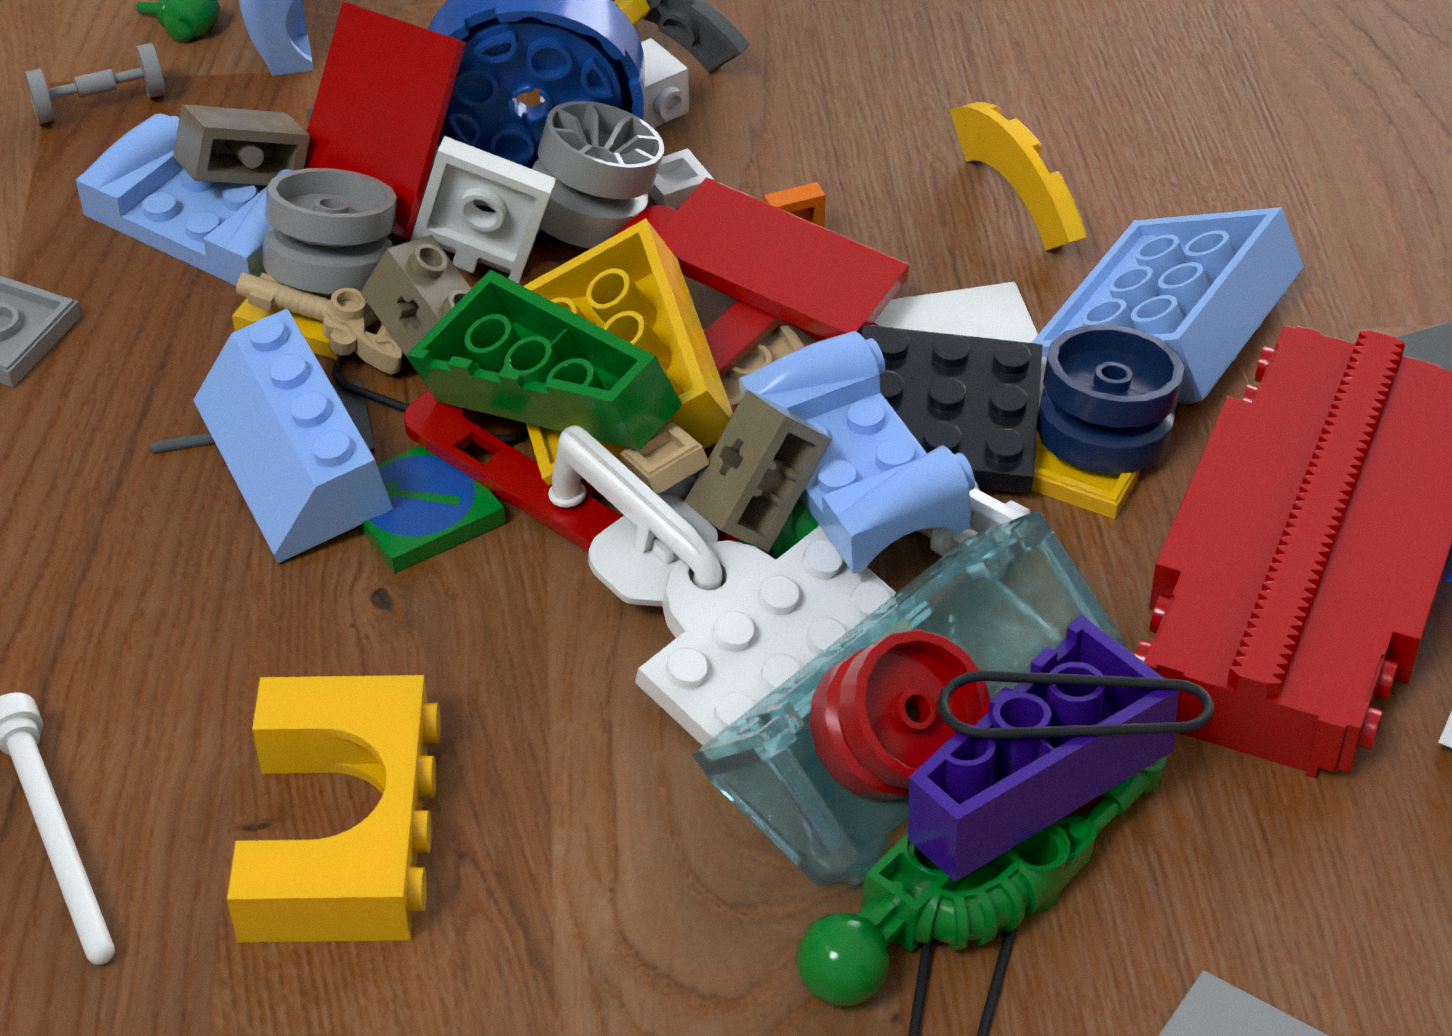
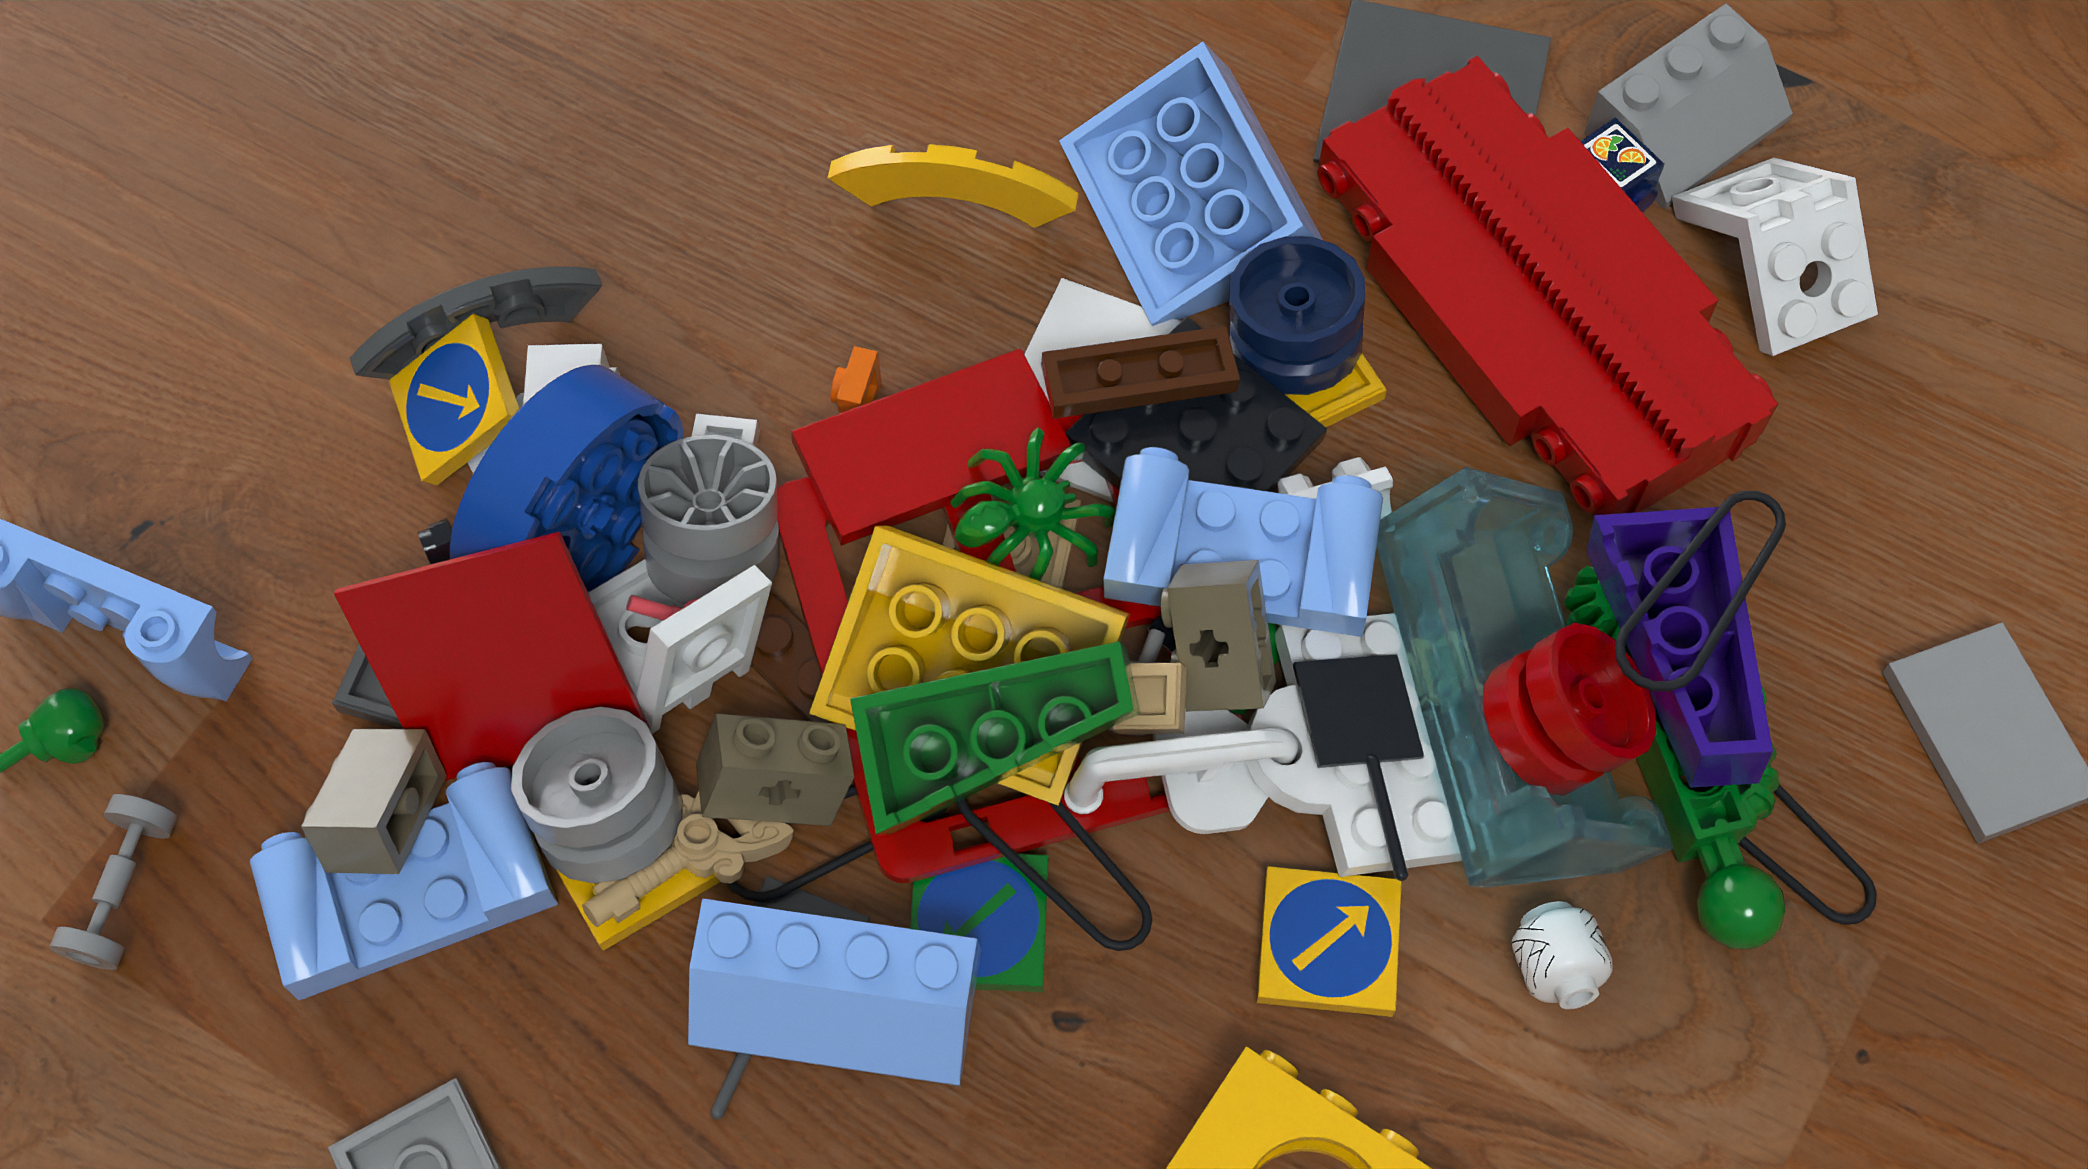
camera: 55 degrees left, 20 degrees up
(469, 511) = (1057, 898): none -> black piece
(577, 714) = (1329, 941): none -> tile
(690, 856) = (1562, 954): none -> white head
(777, 327) = (1033, 507): none -> green animal
(778, 606) = (1361, 716): none -> black piece
(948, 322) = (1139, 372): none -> reddish brown plate

